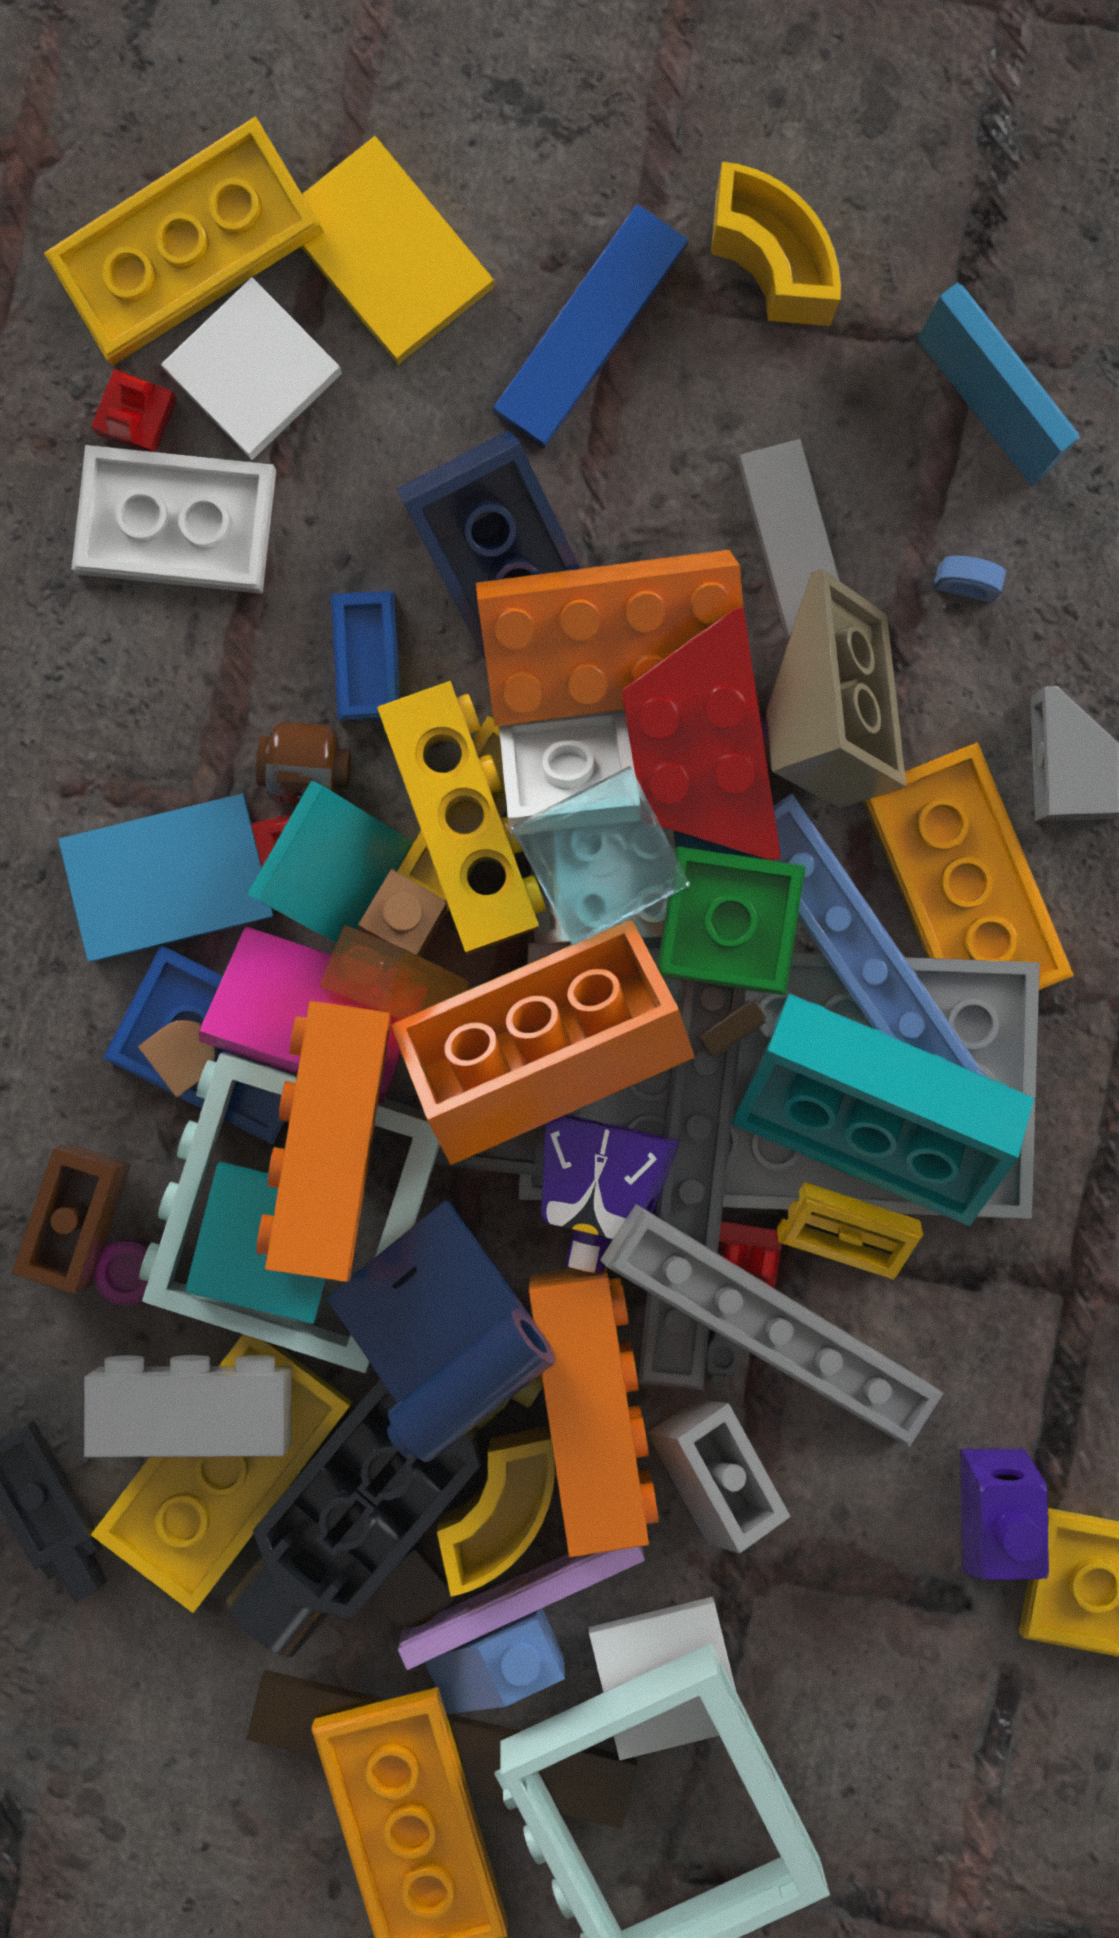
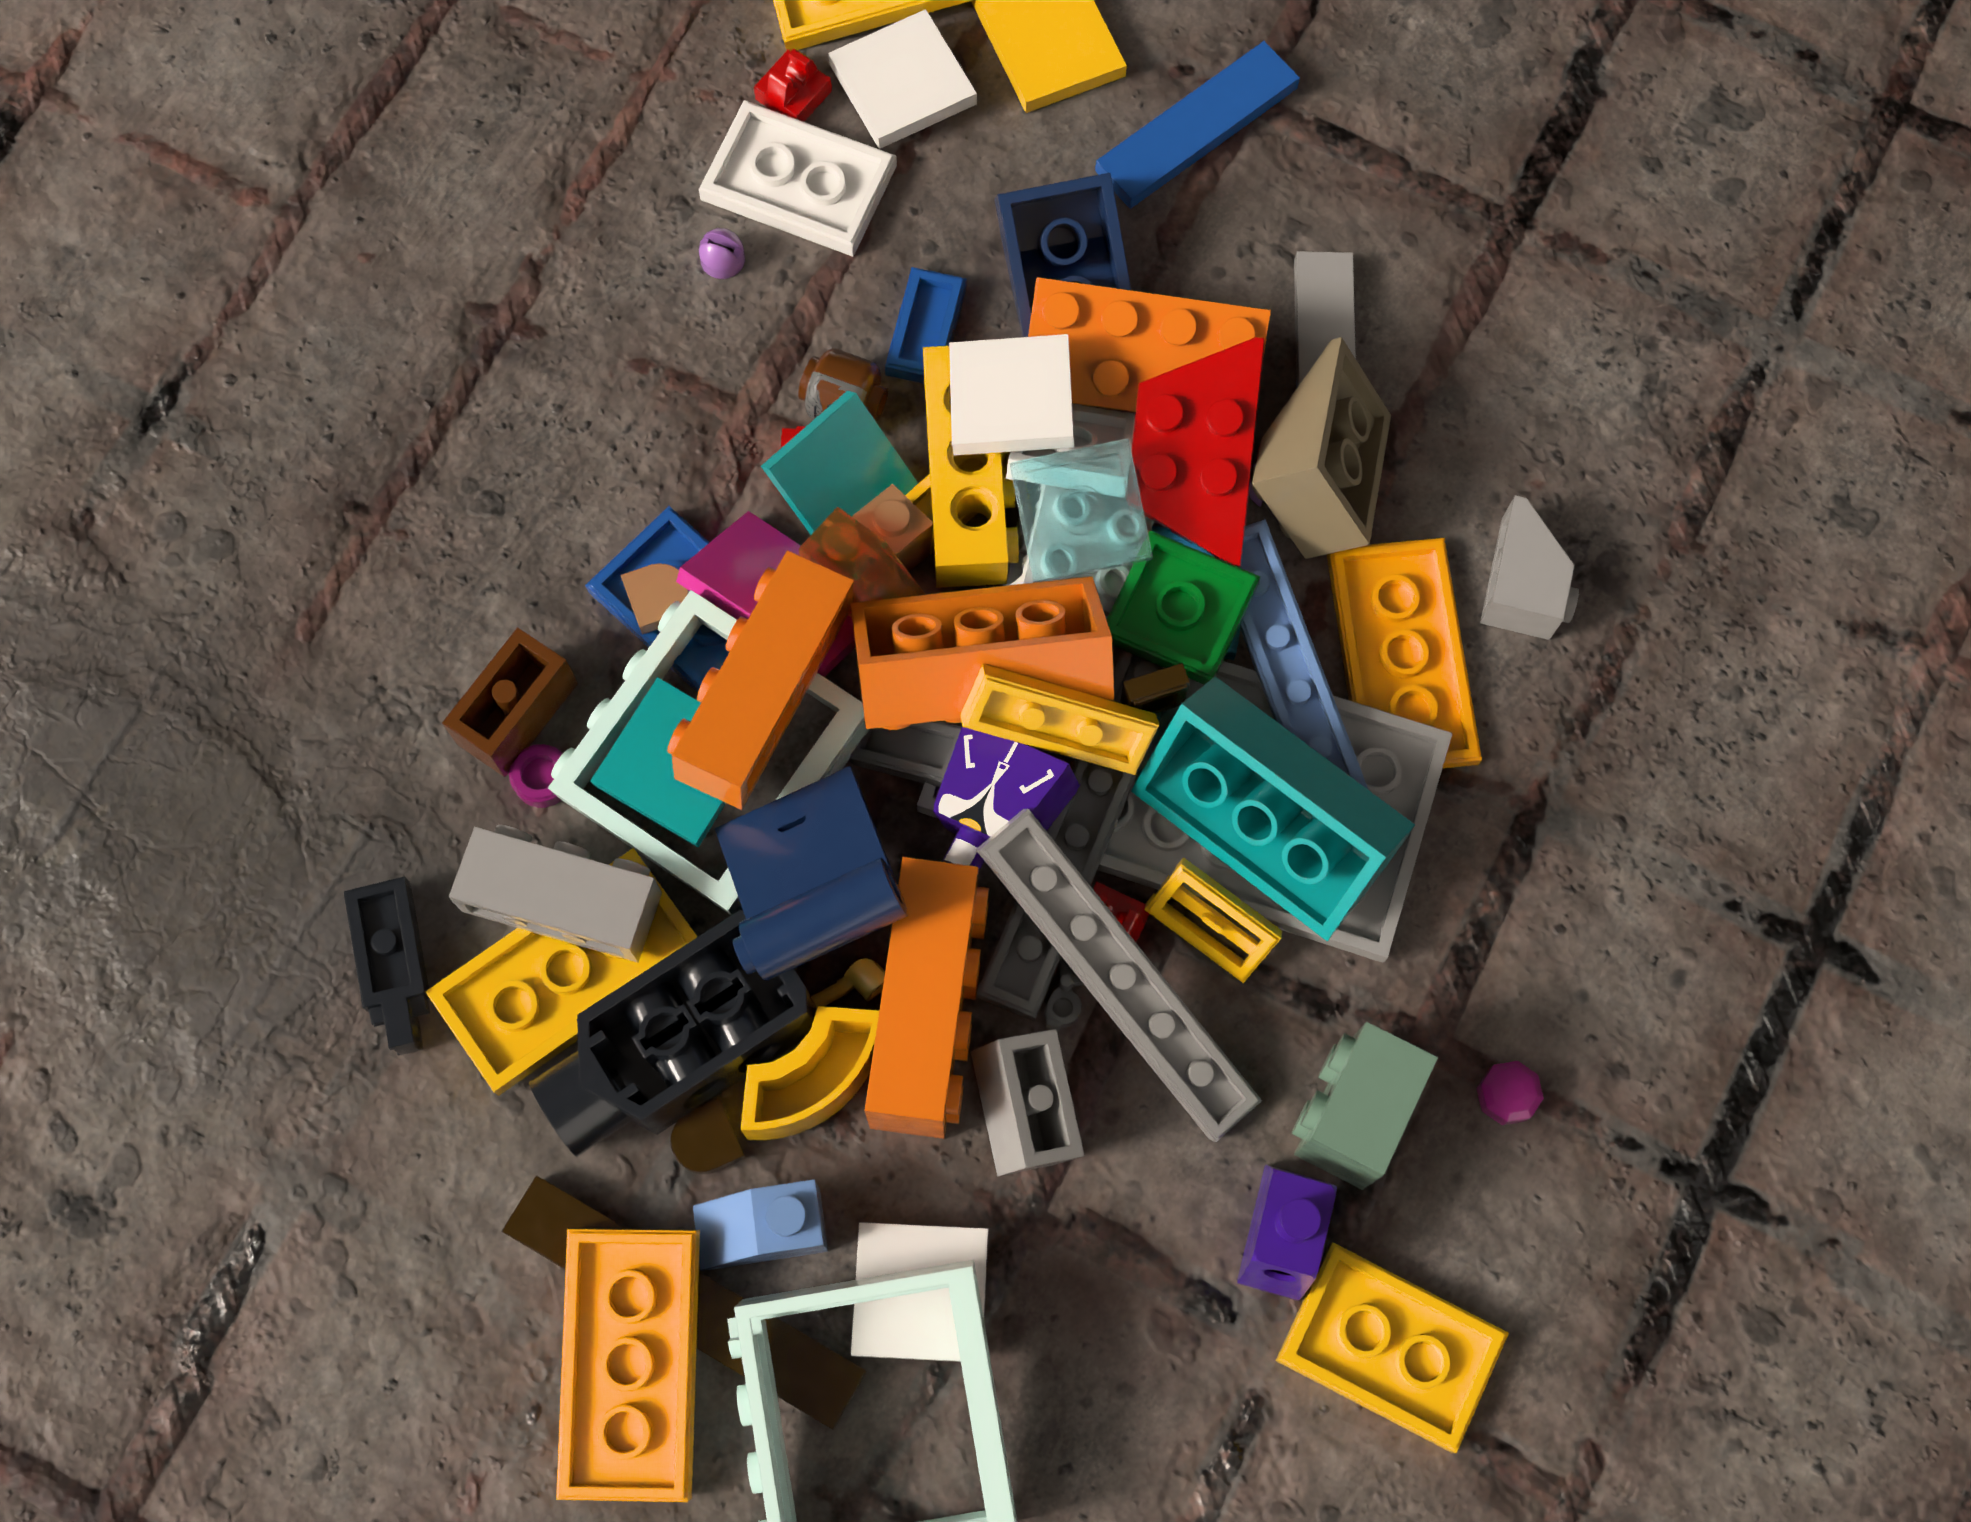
camera: 20 degrees right, 15 degrees down
(118, 647) = (717, 260): none -> medium lavender hinge
(164, 878) = (691, 455): dark azure tile -> none
(490, 747) = (1011, 395): none -> white tile
(510, 1602) = (821, 1165): lavender tile -> none
(644, 1096) = (1058, 719): none -> yellow tile
(779, 243) = (1374, 93): yellow brick -> none
(970, 578) = (1473, 400): medium blue tile -> none
(996, 384) = (1533, 246): dark azure tile -> none
(1048, 1386) = (1365, 1105): none -> sand green brick

